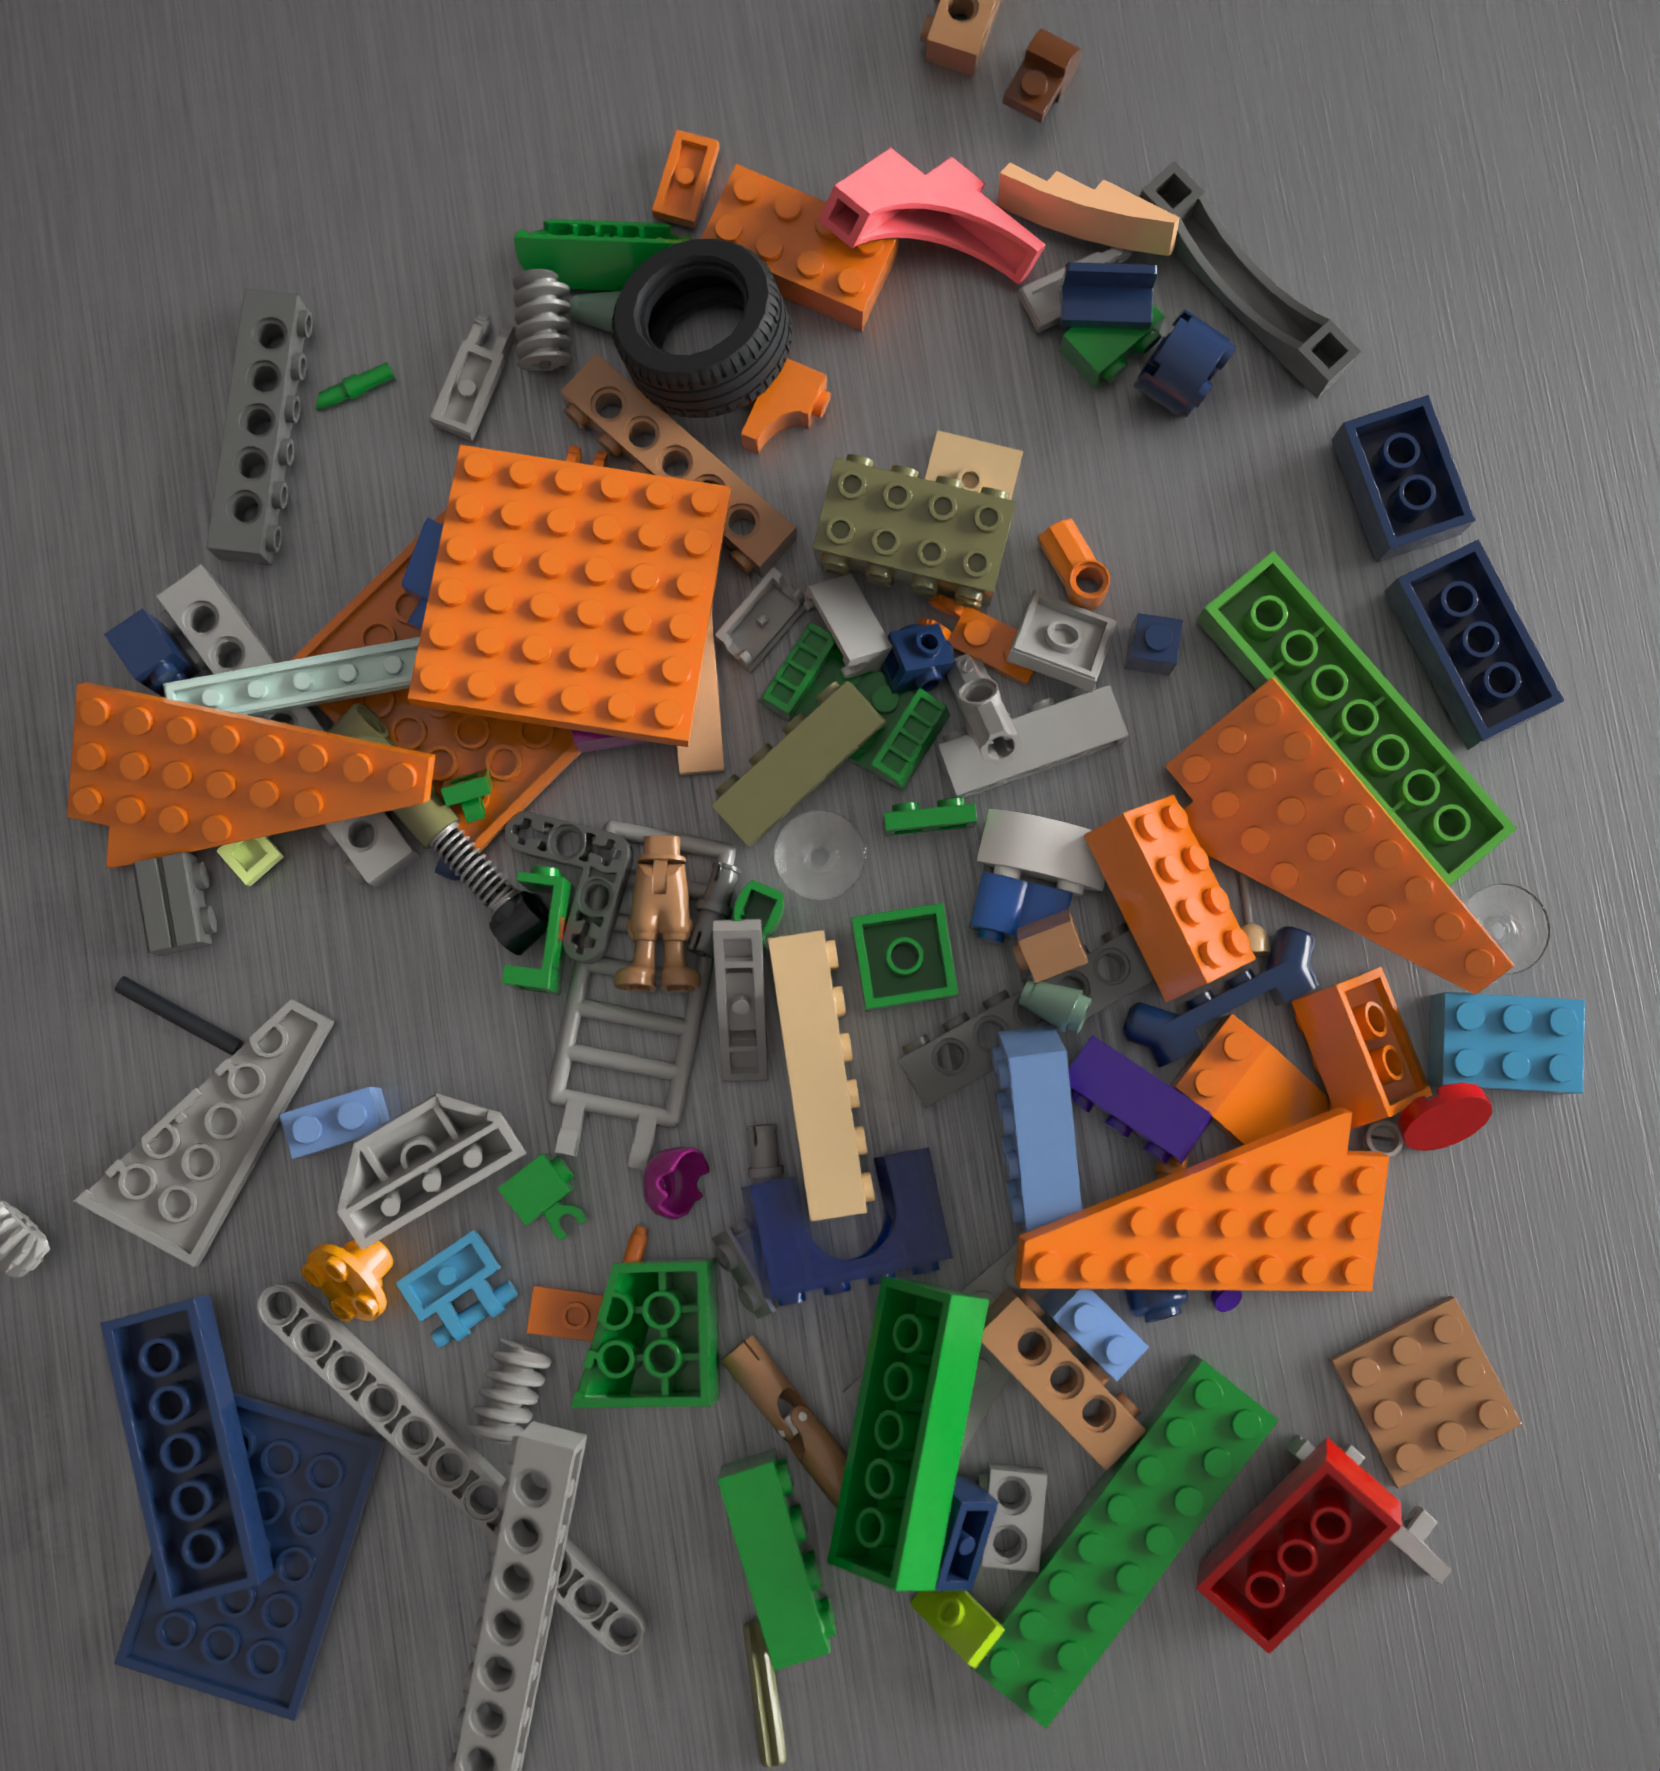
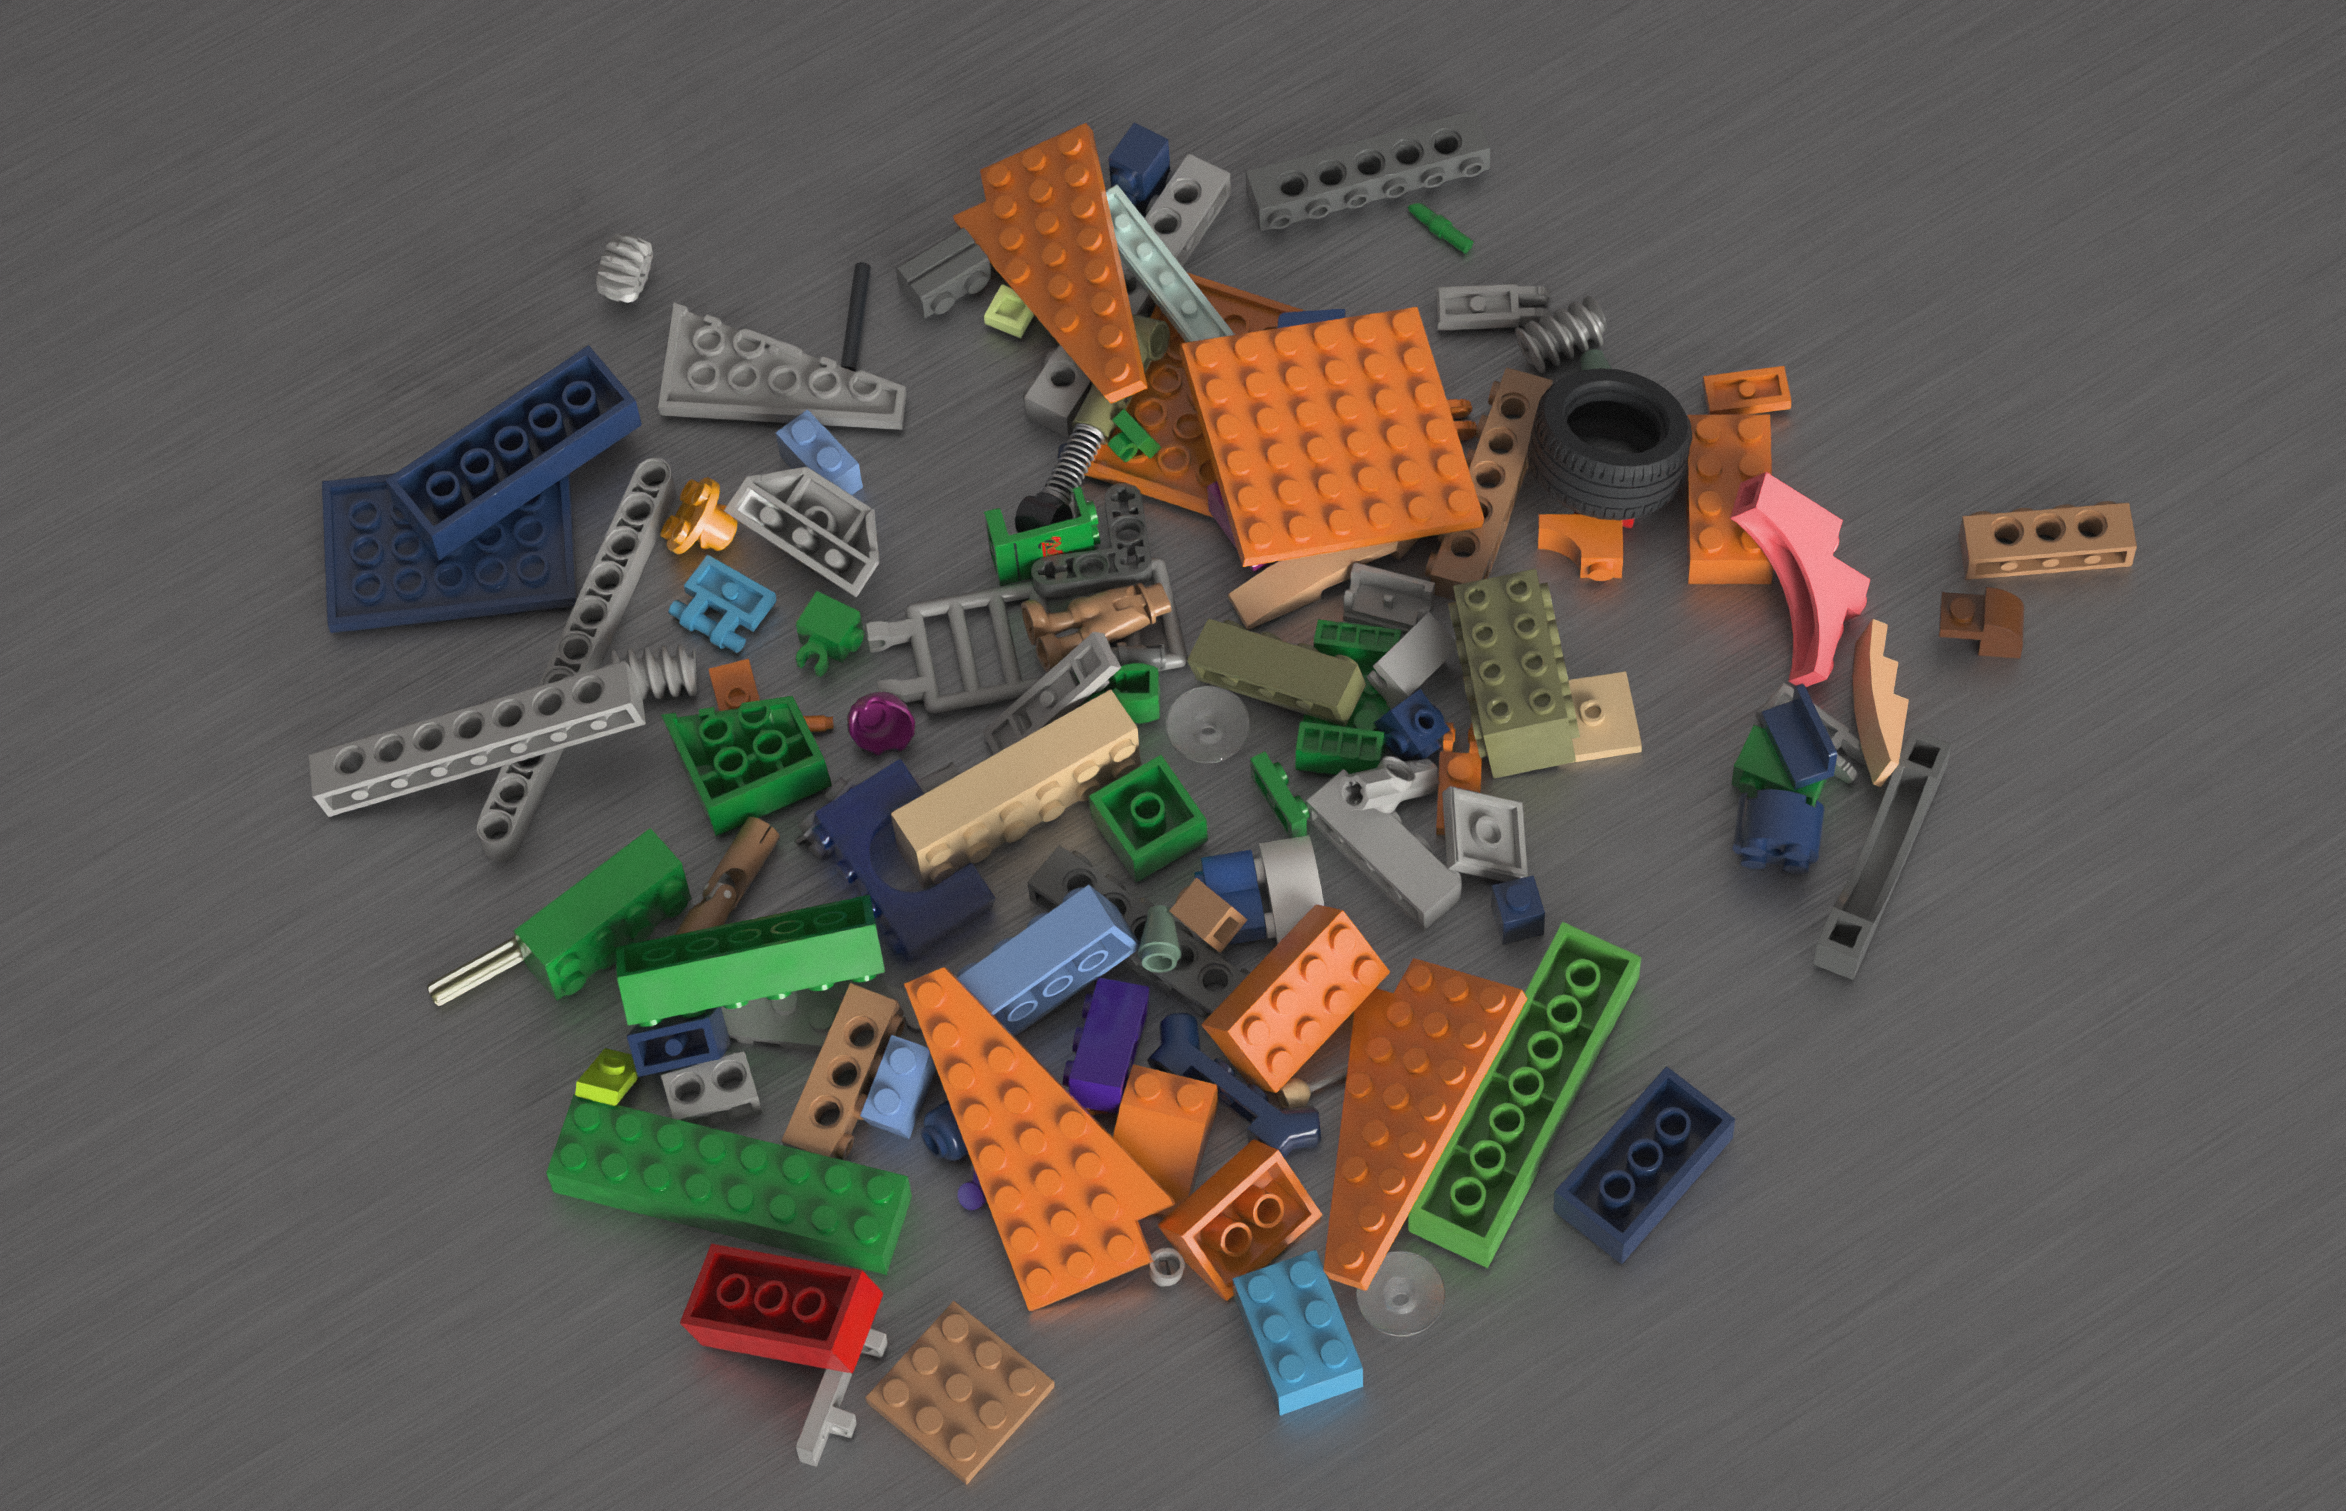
camera: 70 degrees right, 20 degrees down
(592, 251) = (1643, 344): green brick -> none
(1074, 561) = (1560, 822): orange piece -> none
(1402, 478) = (1766, 1049): dark blue brick -> none
(1445, 1118) = (1206, 1298): red tile -> none

